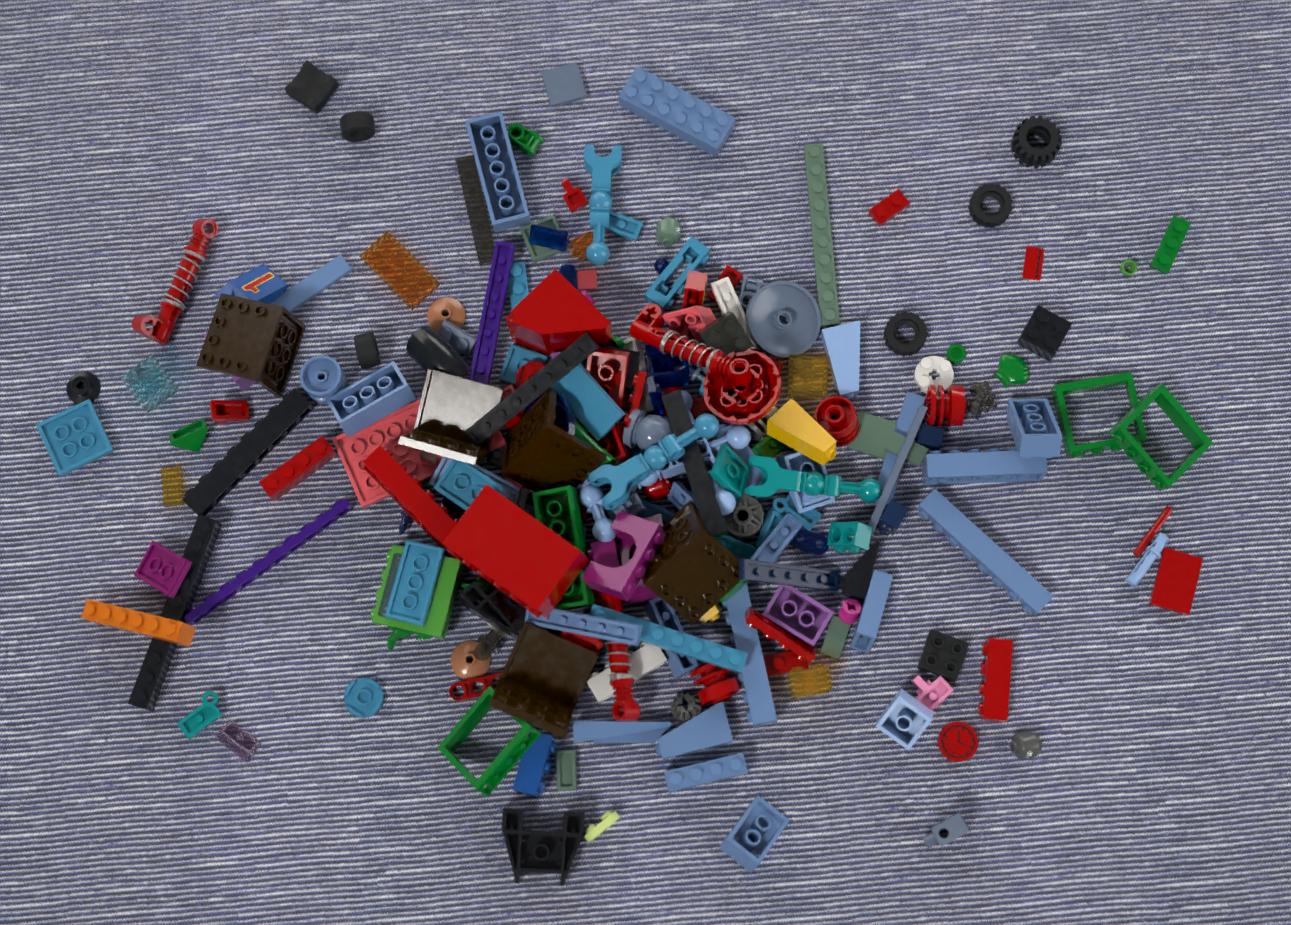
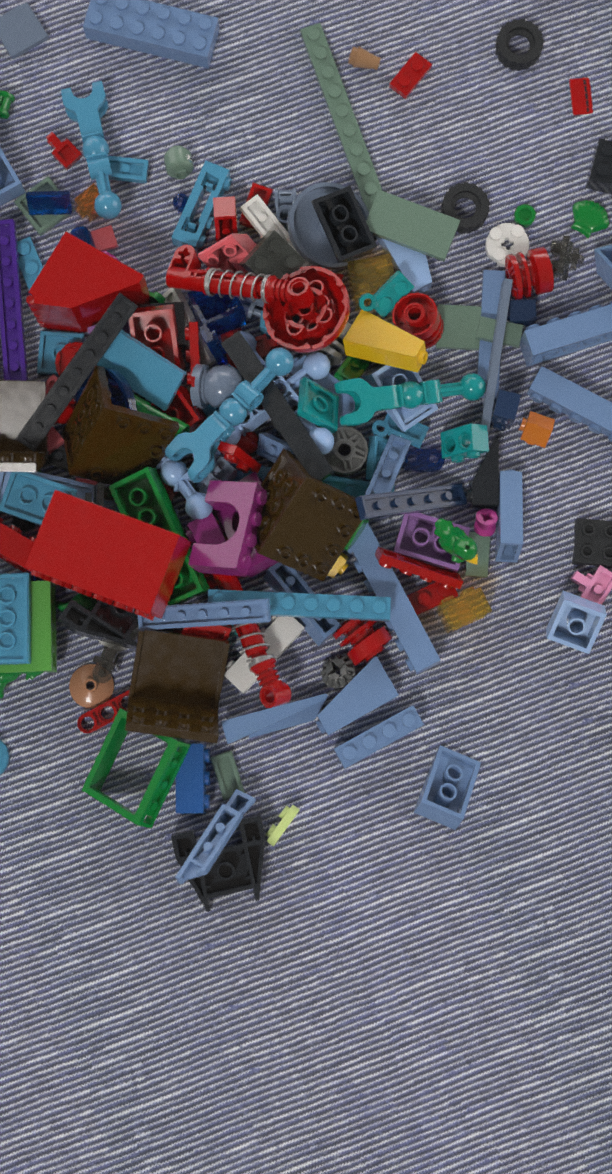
camera: 20 degrees left, 5 degrees up
(540, 819) = (215, 837): none -> medium blue wedge
(647, 495) = (236, 455): none -> red plate
(794, 322) = (344, 225): none -> black slope
(817, 392) = (388, 295): none -> teal hinge
(817, 621) = (456, 542): none -> green animal
(851, 183) = (363, 59): none -> medium nougat cone
(853, 337) = (412, 225): none -> sand green tile
(916, 542) = (536, 429): none -> orange brick

